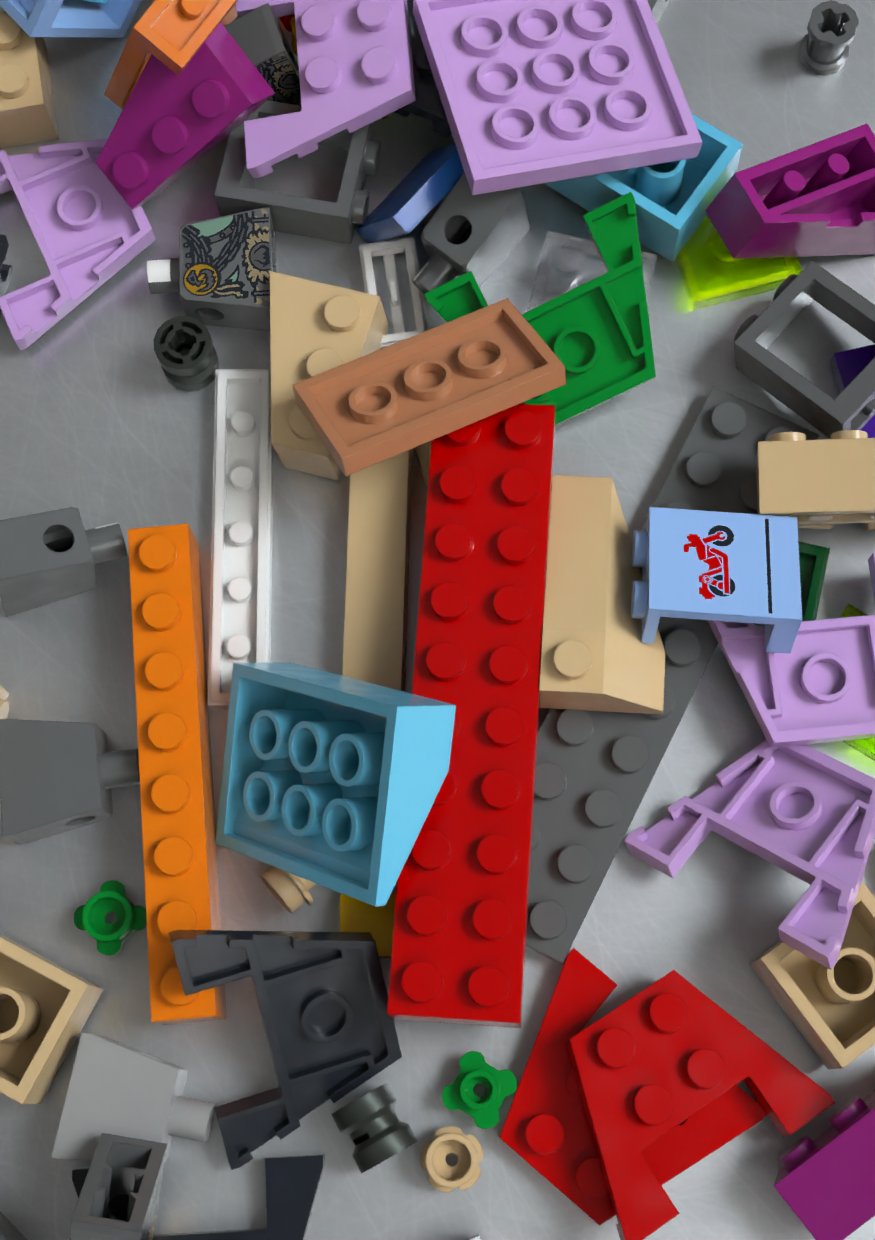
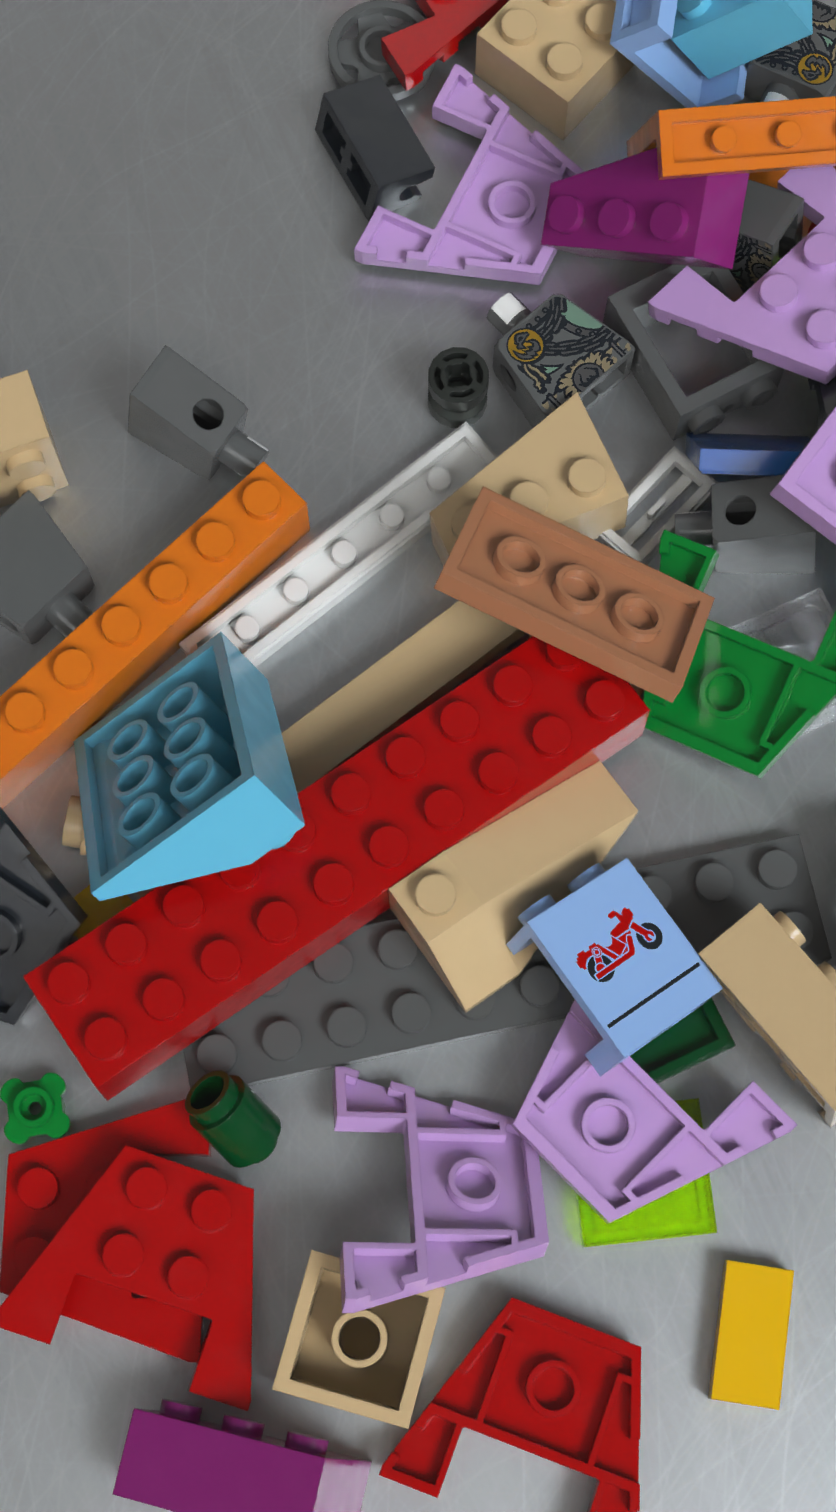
camera: 45 degrees right, 0 degrees up
(609, 944) = (232, 1118): none -> dark green brick

